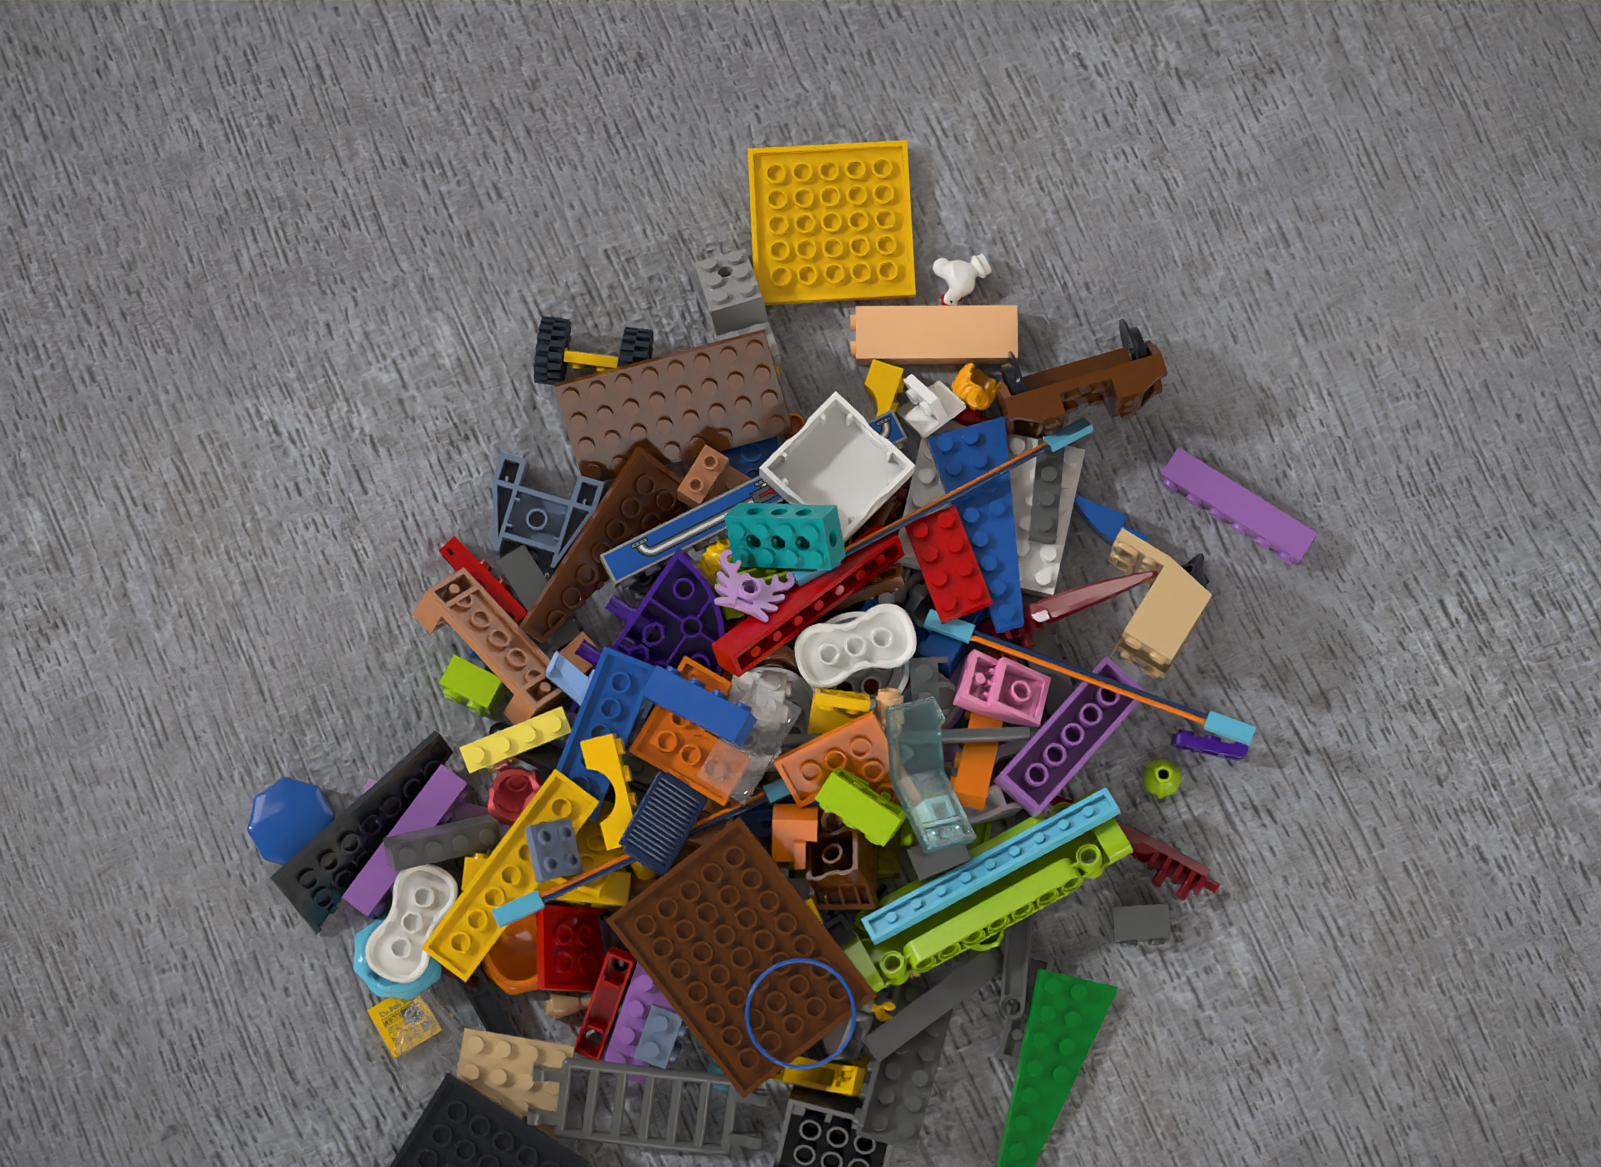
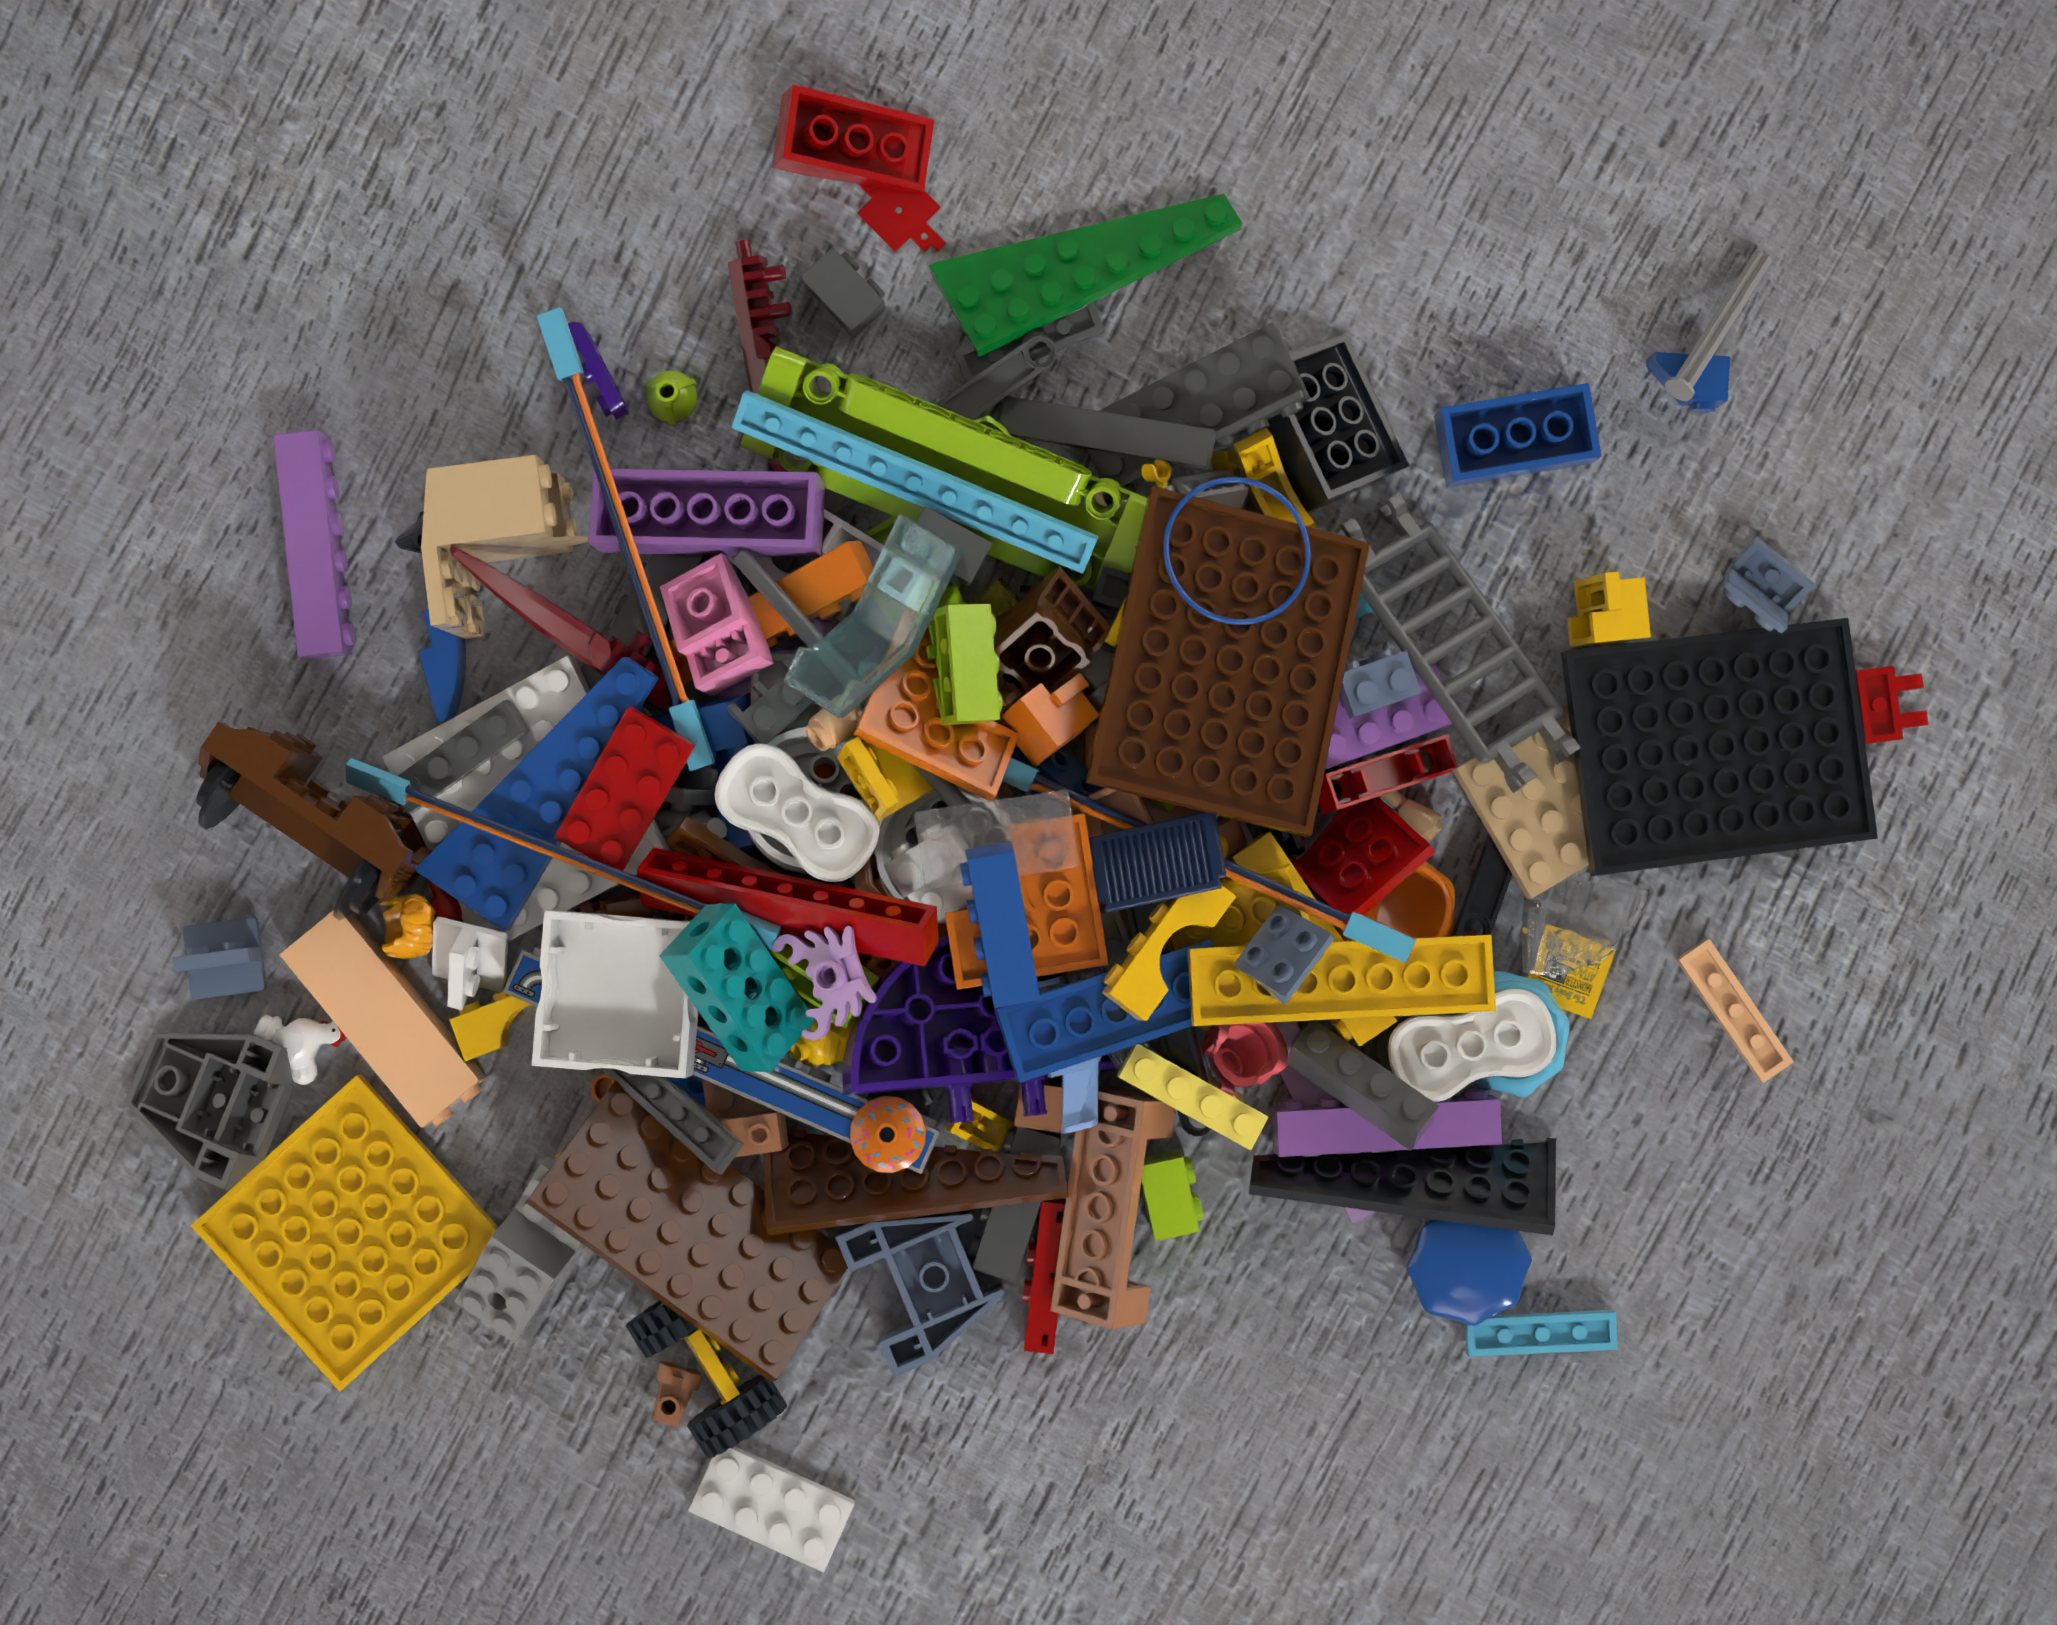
camera: 130 degrees left, 10 degrees up
(215, 834) = (1543, 1333): none -> medium azure plate
(302, 1097) = (1734, 1010): none -> light nougat plate
(485, 330) = (772, 1506): none -> white plate
(595, 616) = (986, 1130): none -> yellow slope
(597, 331) = (674, 1385): none -> nougat plate
(636, 568) = (908, 1130): none -> orange dish
(737, 451) = (682, 1117): none -> dark grey tile
(966, 206) = (213, 1100): none -> dark grey wedge
(1042, 273) = (223, 958): none -> sand blue bracket
(1153, 1000) = (898, 228): none -> red piece
(1225, 1001) = (851, 141): none -> red slope

